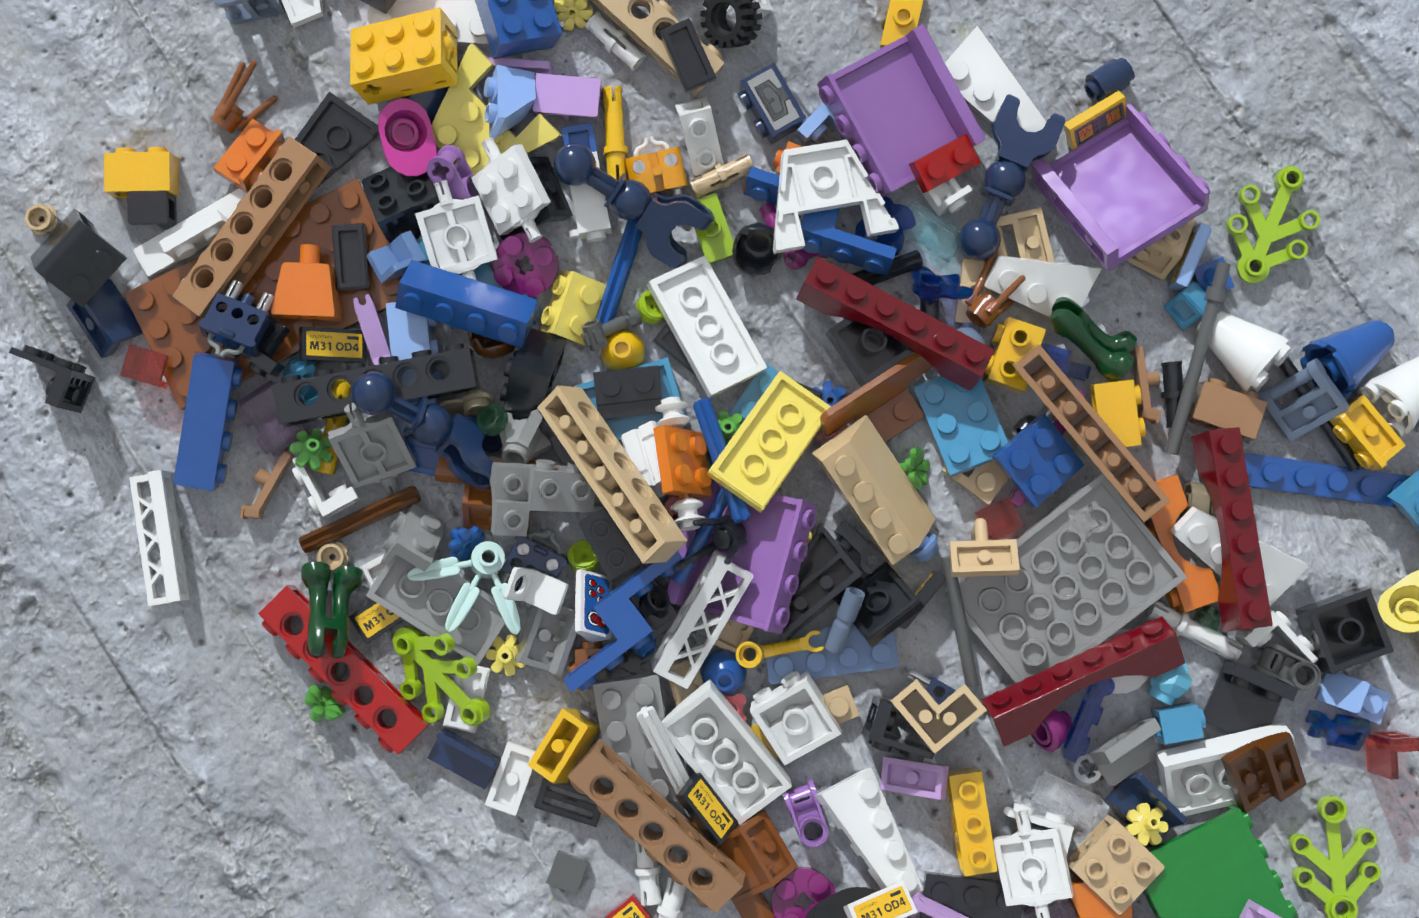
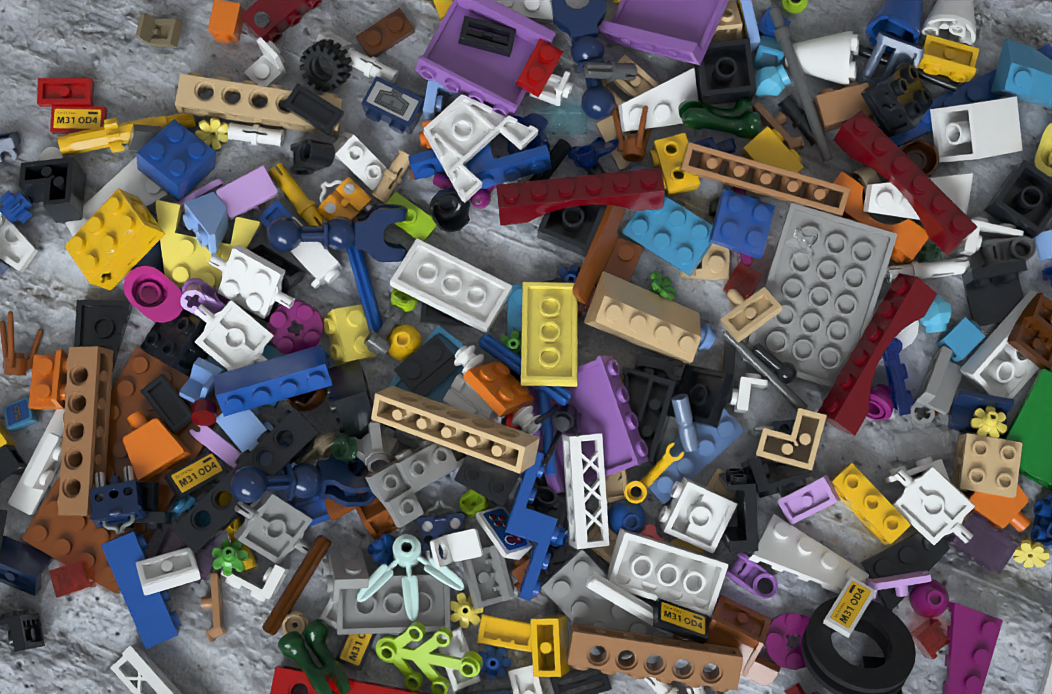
camera: 30 degrees left, 5 degrees down
(199, 169) = (19, 415): none -> slope
(242, 422) = (167, 570): none -> white slope
(379, 290) = (204, 412): none -> dark red piece
(507, 723) = (498, 657): none -> blue plant
(529, 703) = (505, 633): none -> yellow plate
(655, 101) = (311, 156): none -> black piece
(777, 49) = (371, 66): none -> white pin
(814, 23) = (385, 33): none -> reddish brown plate
(825, 769) = (745, 535): none -> black panel
(907, 105) = (486, 40): none -> black tile
(920, 629) = (741, 394): none -> white bracket
(979, 635) = (784, 370): none -> black bar
(1013, 215) = (610, 70): none -> dark grey axle
(1130, 295) = (726, 72): none -> black brick
(1170, 334) = (771, 81): none -> medium azure rock
(1270, 514) = (923, 155): none -> reddish brown hair
(1286, 443) = (898, 100): none -> black bracket
(1344, 525) = (976, 129): none -> white slope

